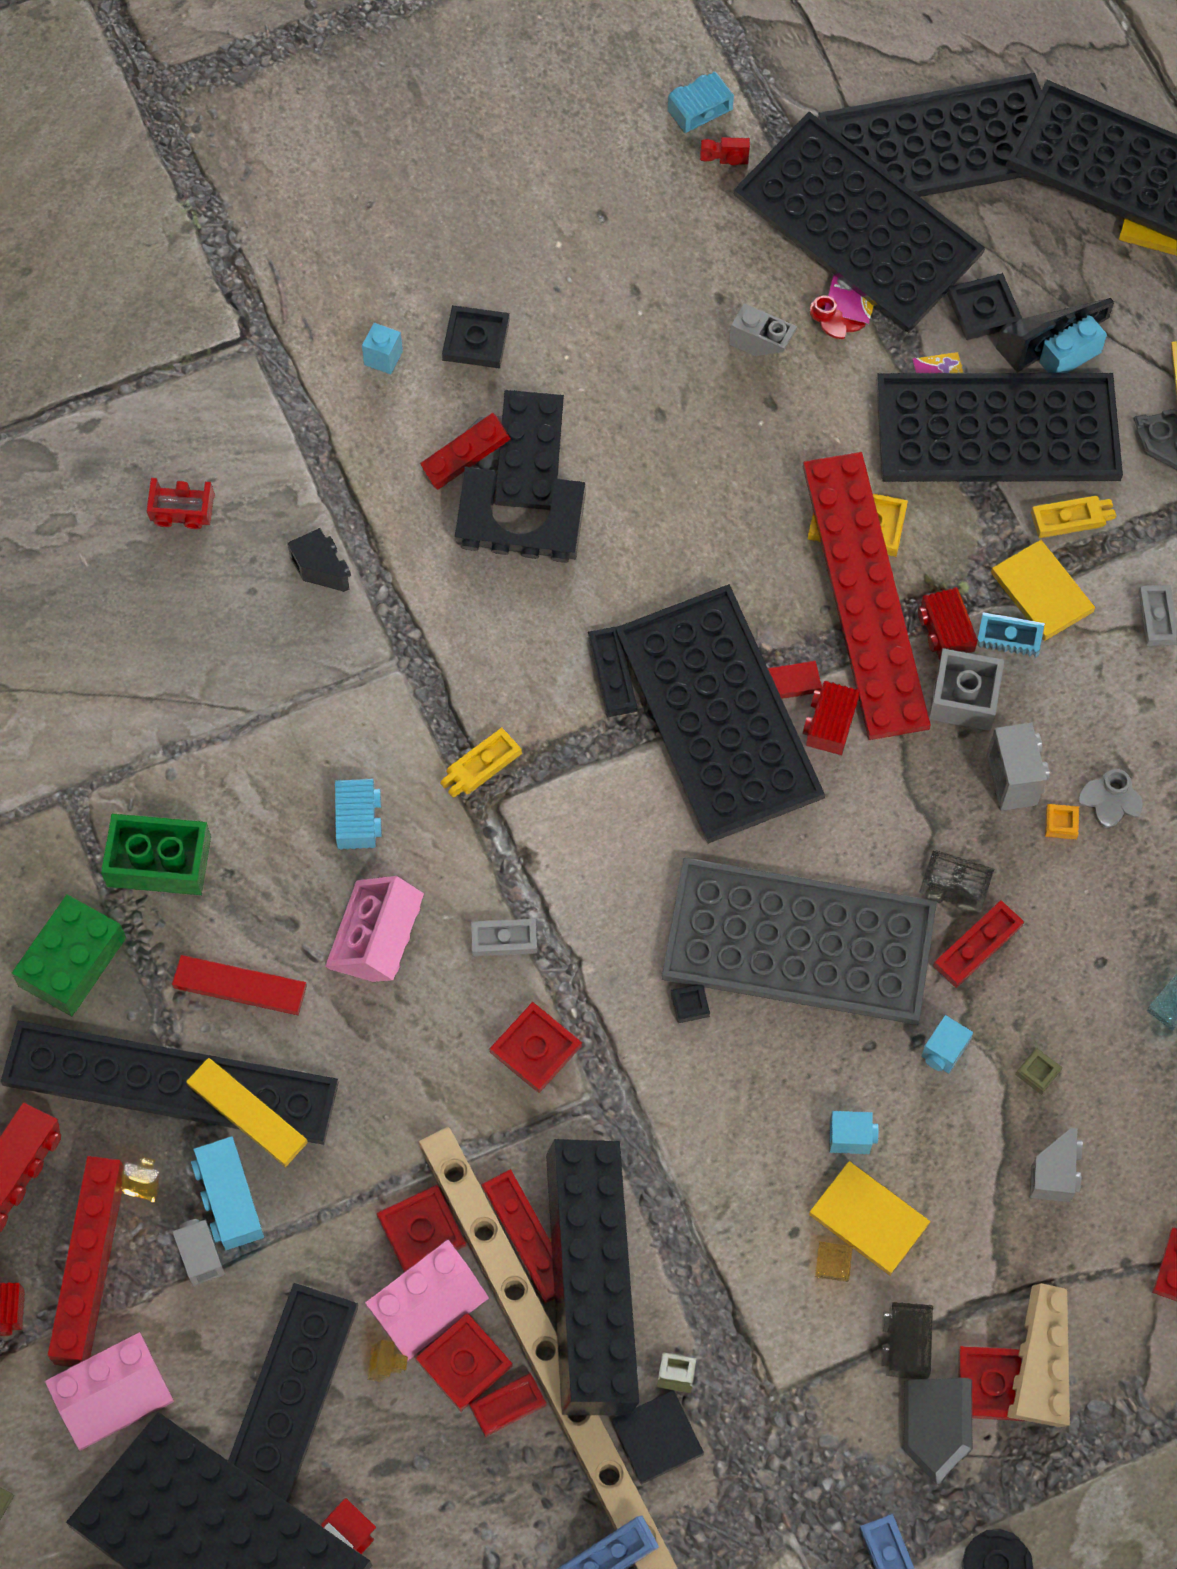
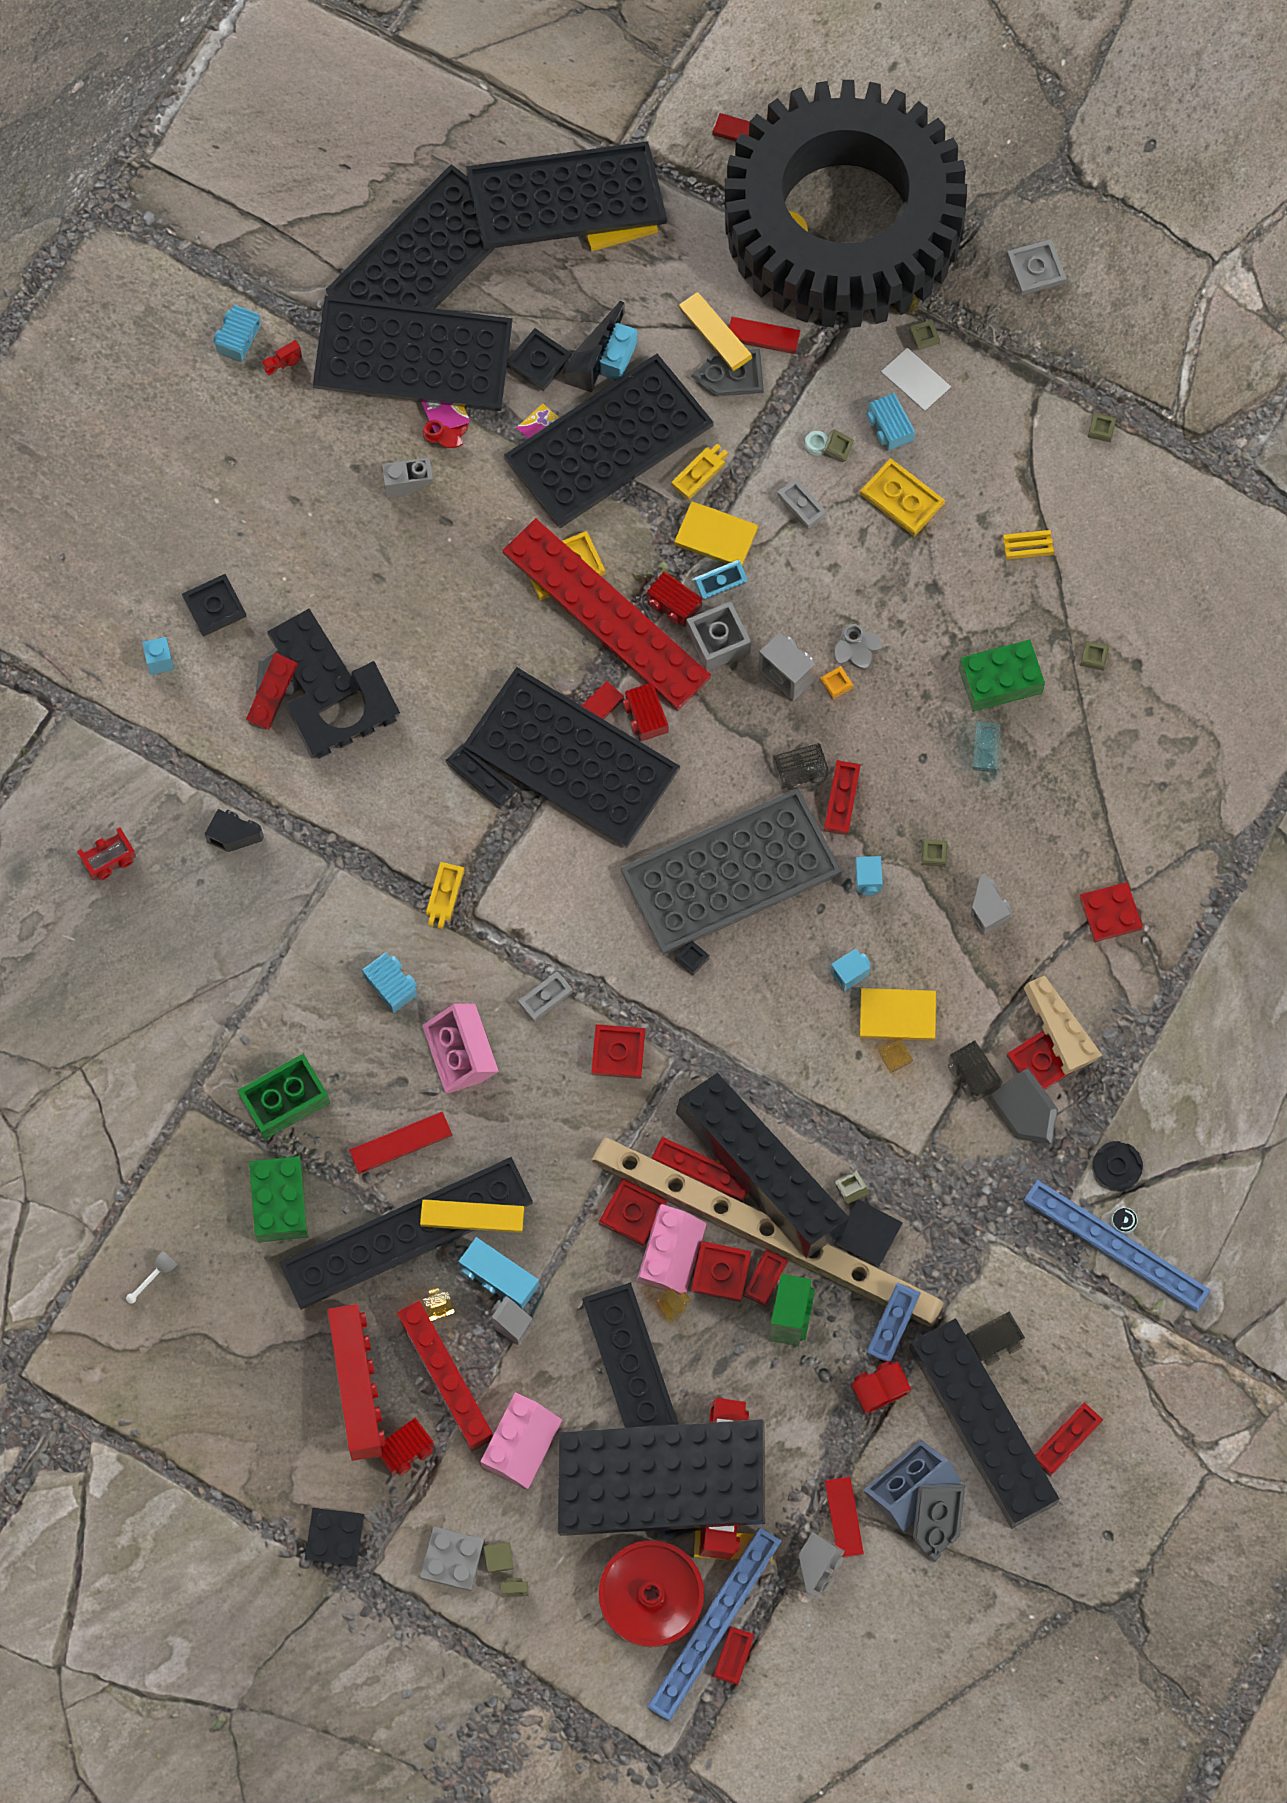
camera: 35 degrees left, 5 degrees up
(499, 1459) = (791, 1310): none -> green brick

